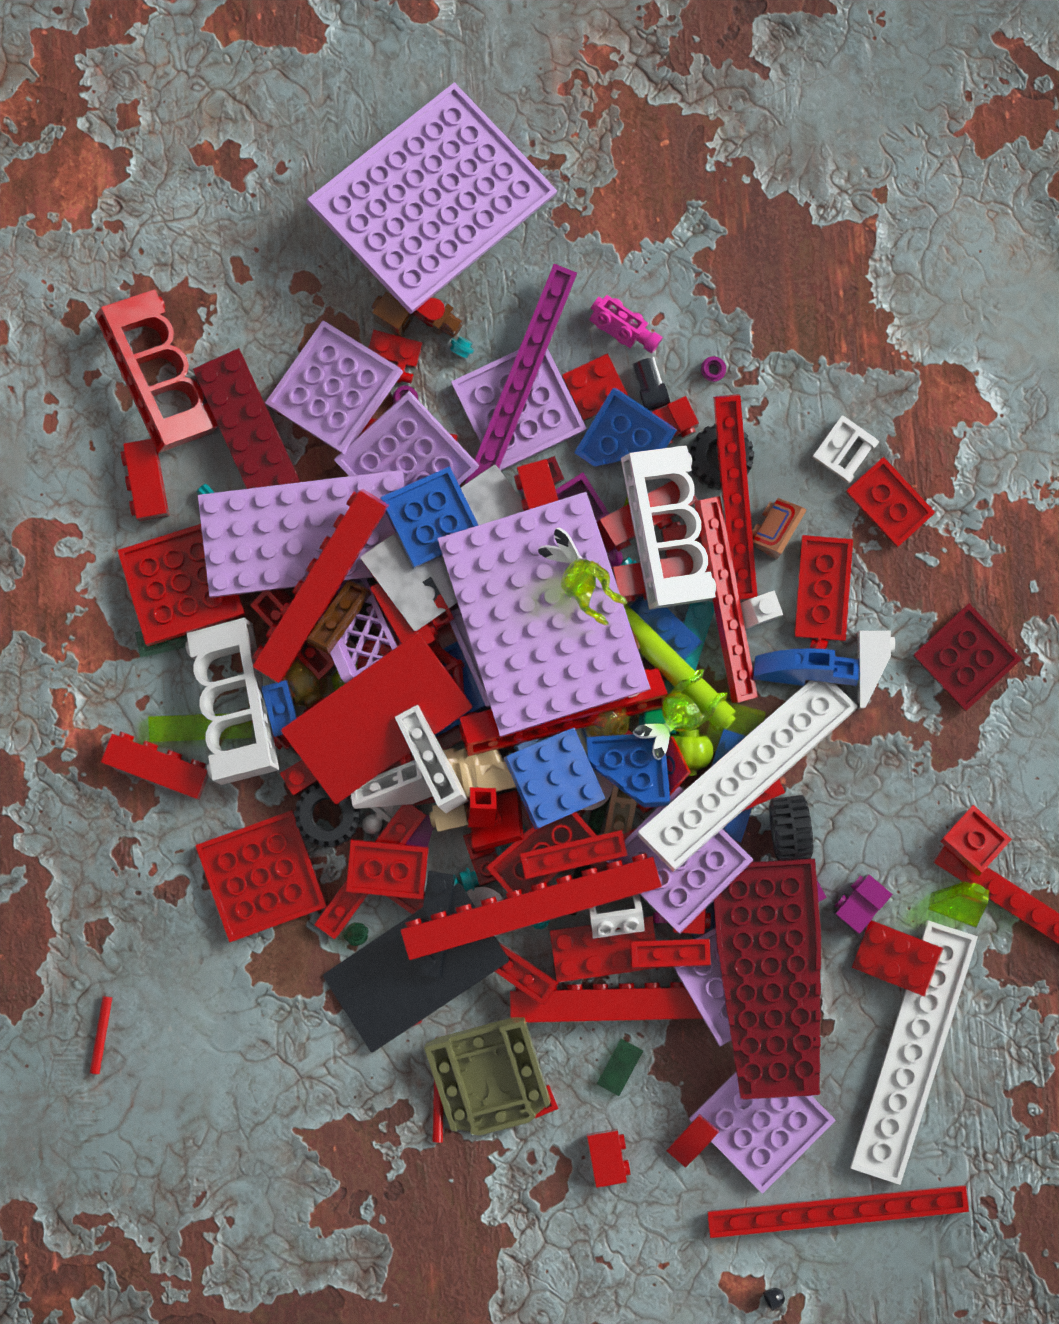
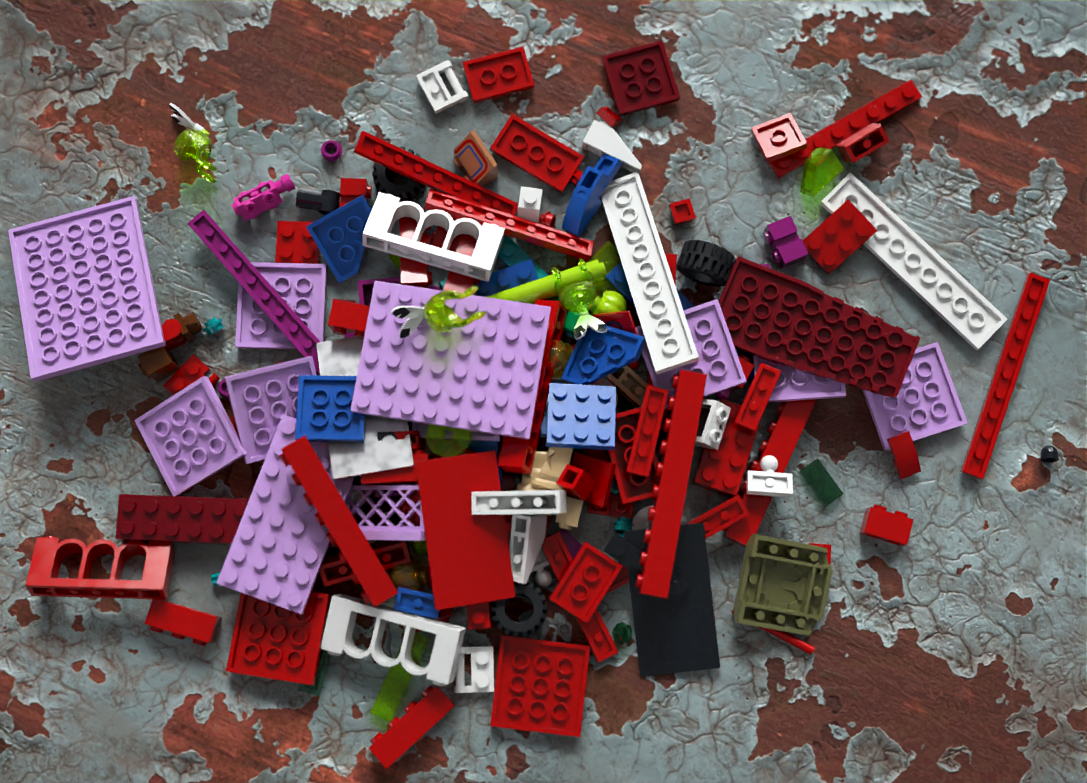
camera: 70 degrees left, 5 degrees down
(246, 808) = (481, 670): none -> white plate
(338, 616) = (370, 520): reddish brown tile -> none
(451, 655) = (447, 448): none -> clear neon green plate
(587, 1009) = (769, 482): none -> white plate
(643, 222) = (193, 143): none -> clear neon green hair
(755, 636) = (548, 219): none -> red plate
(839, 775) = (682, 211): none -> red plate
(904, 644) = (609, 116): none -> red tile
(1017, 934) = (863, 143): none -> red brick

